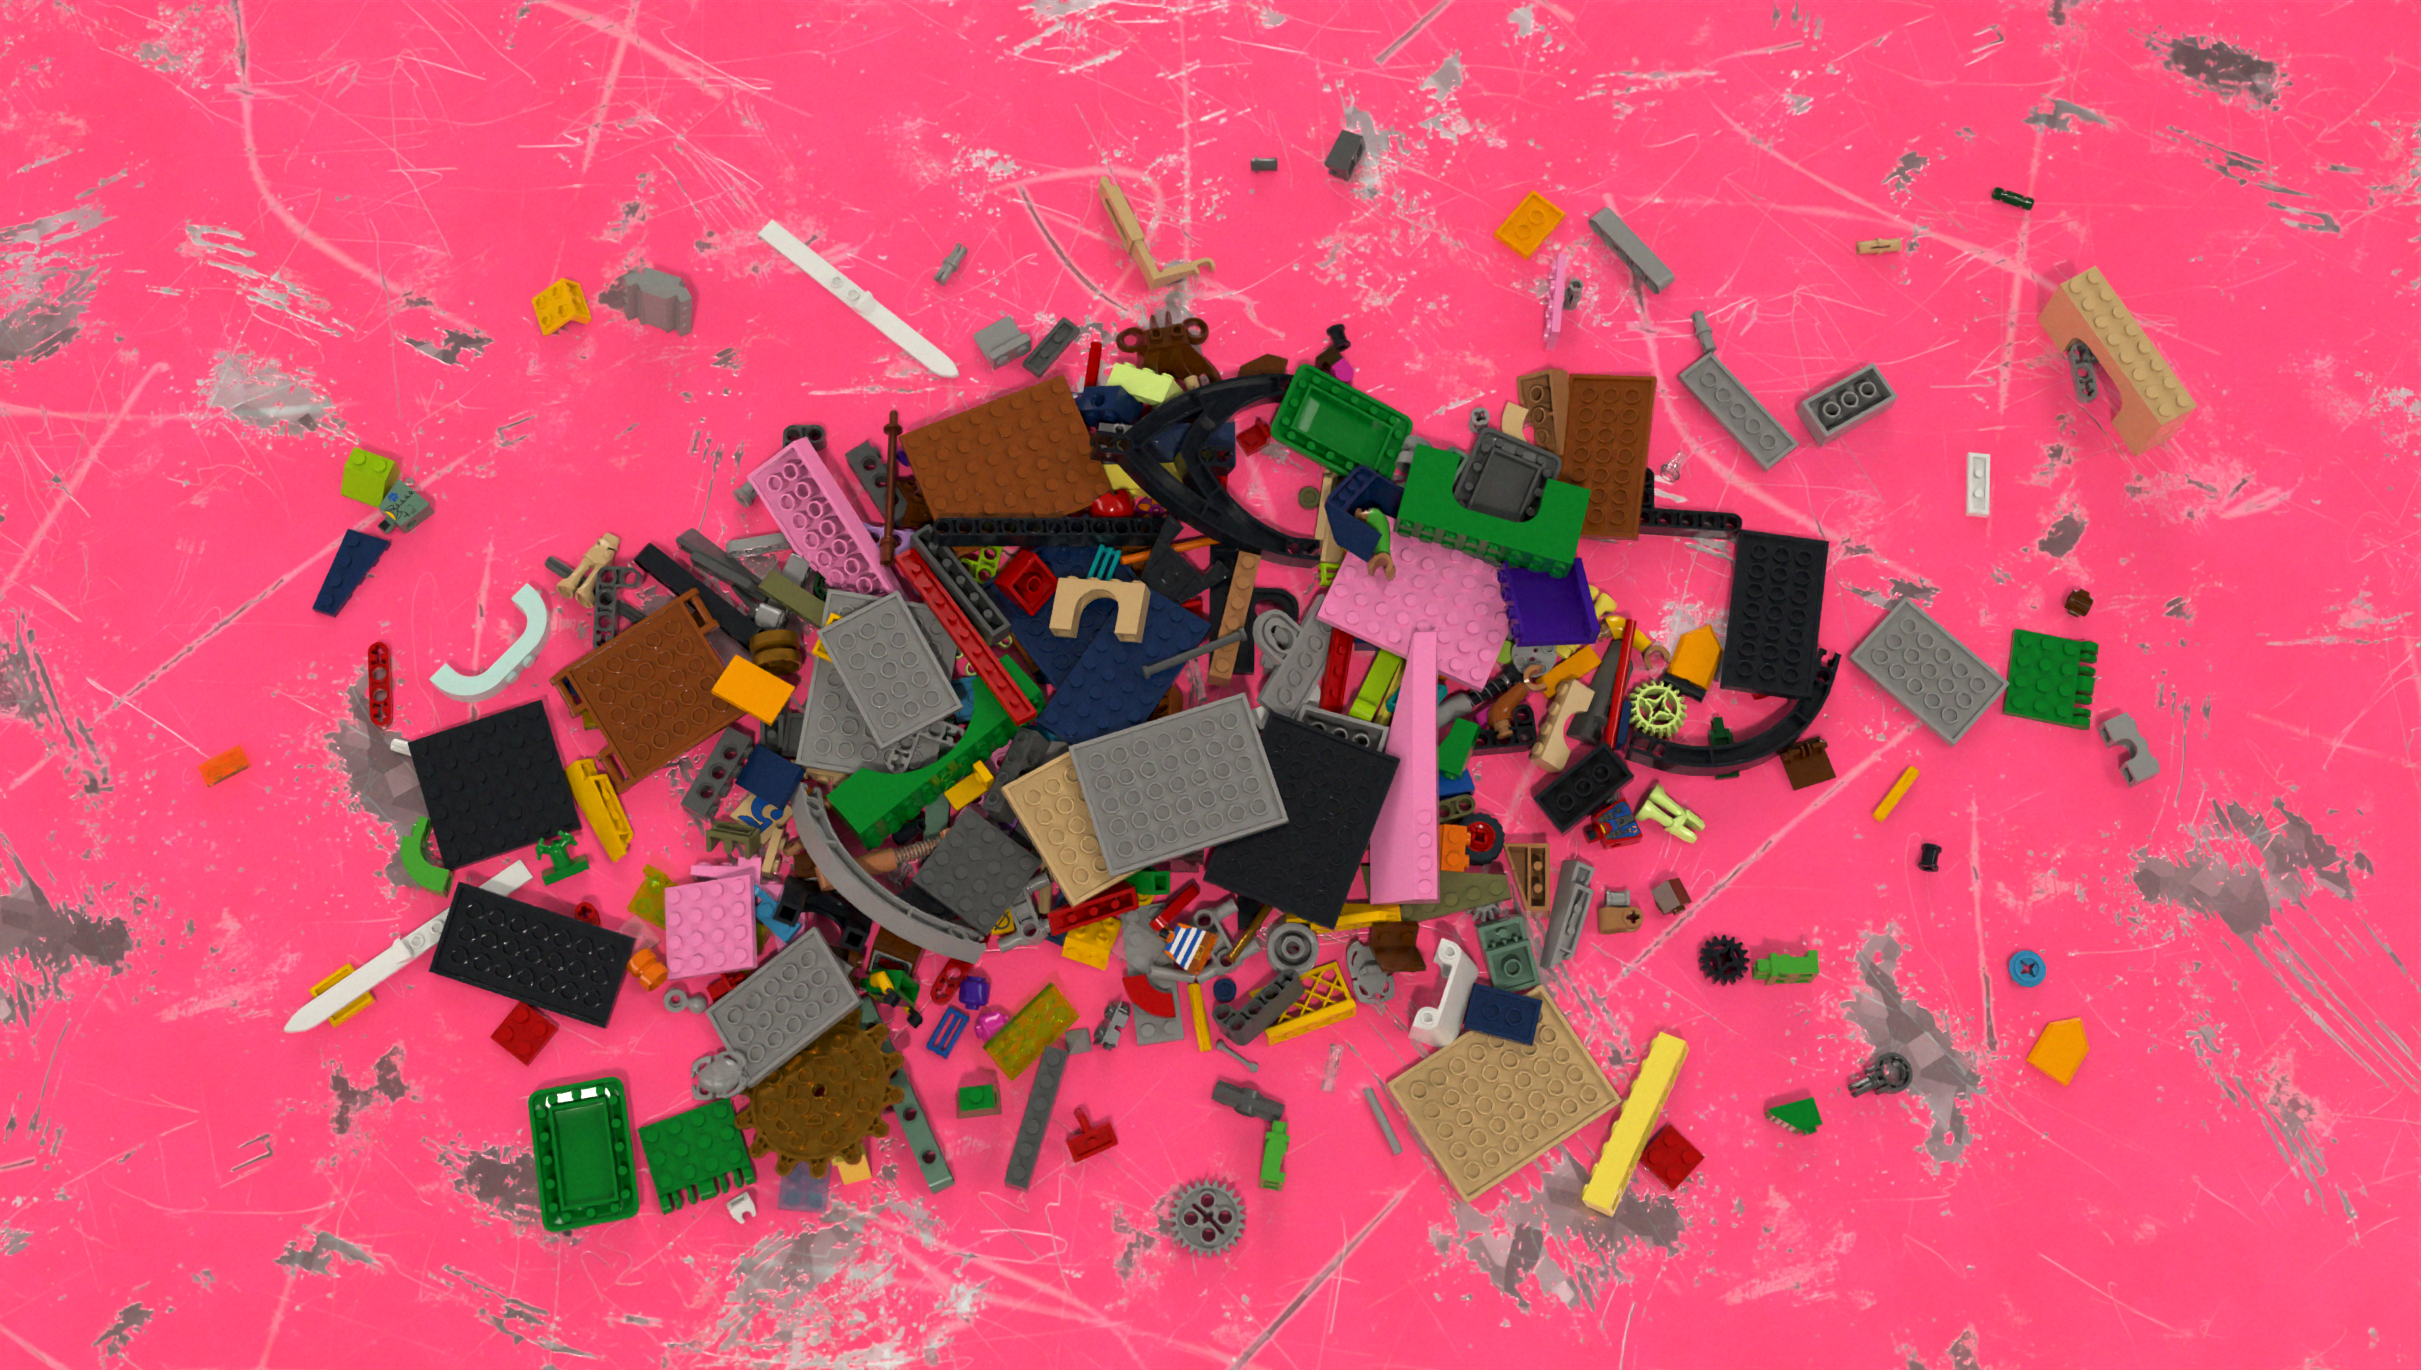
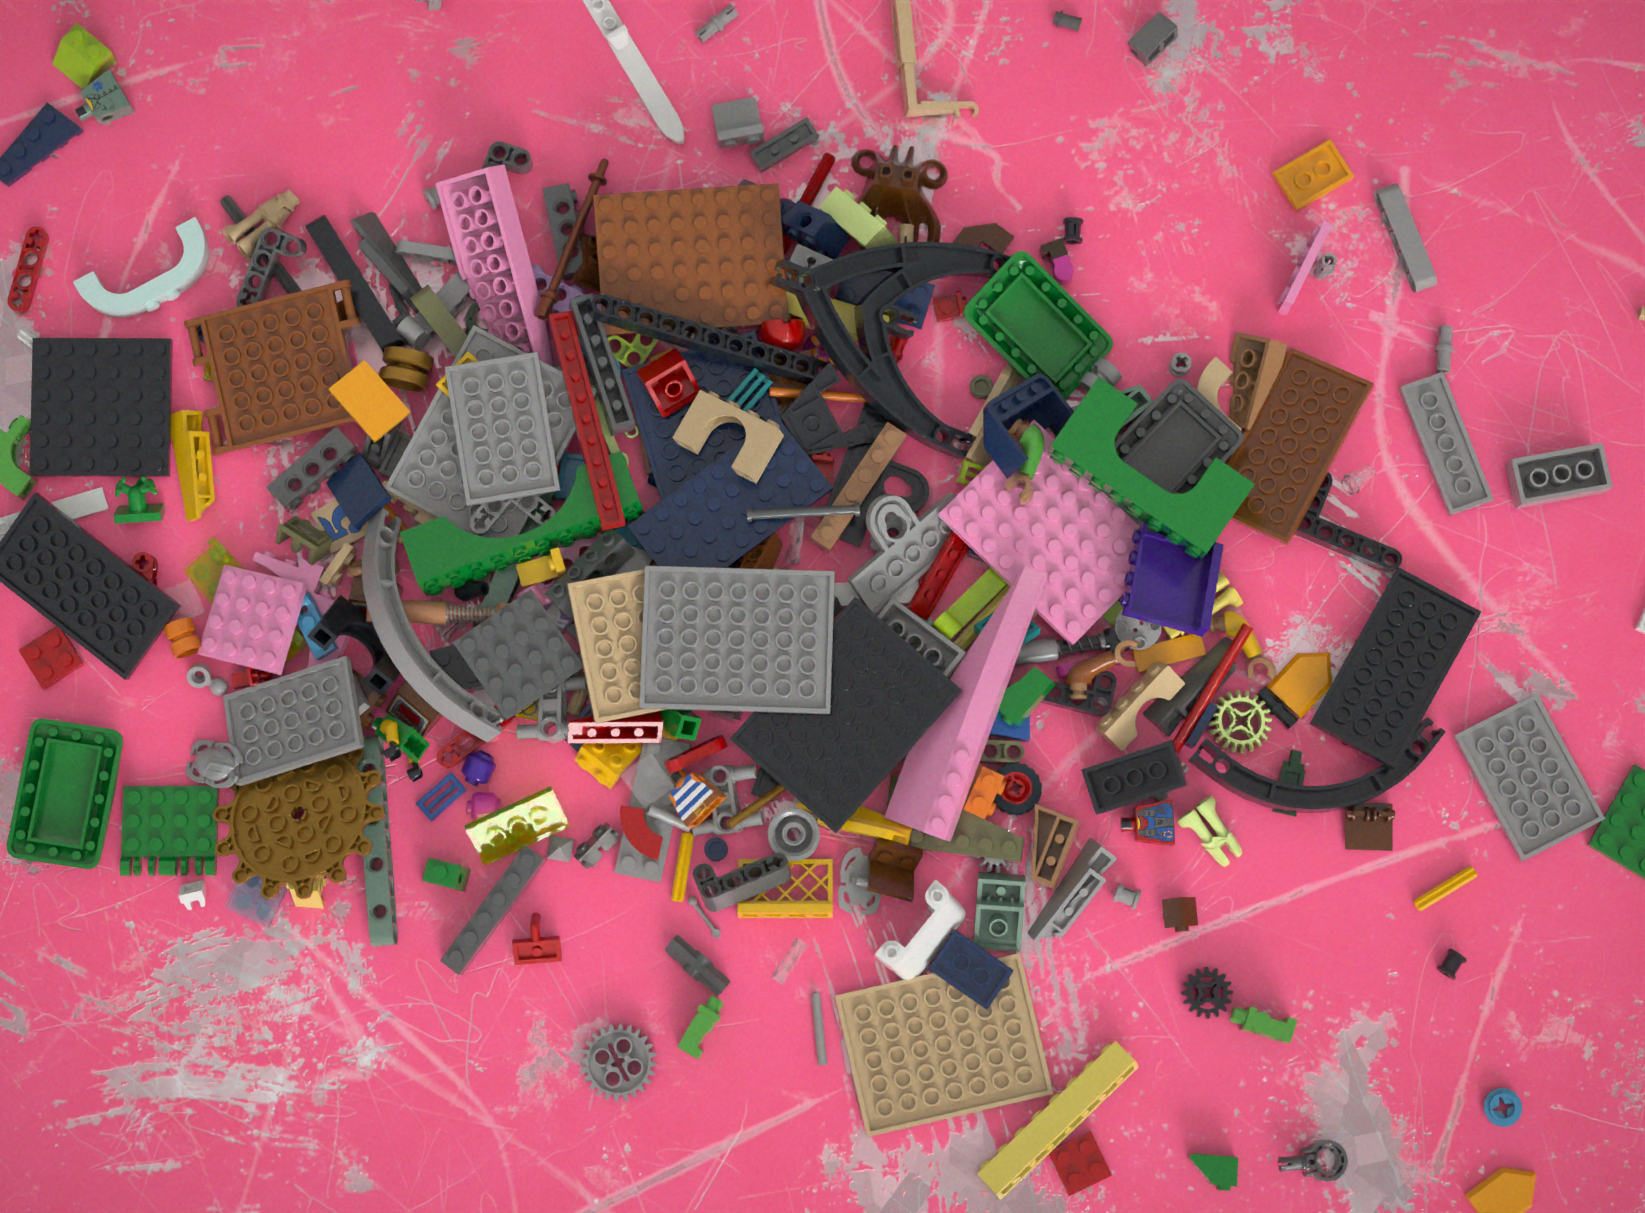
camera: 25 degrees right, 10 degrees up
(1615, 920) = (1116, 915): medium nougat piece -> none

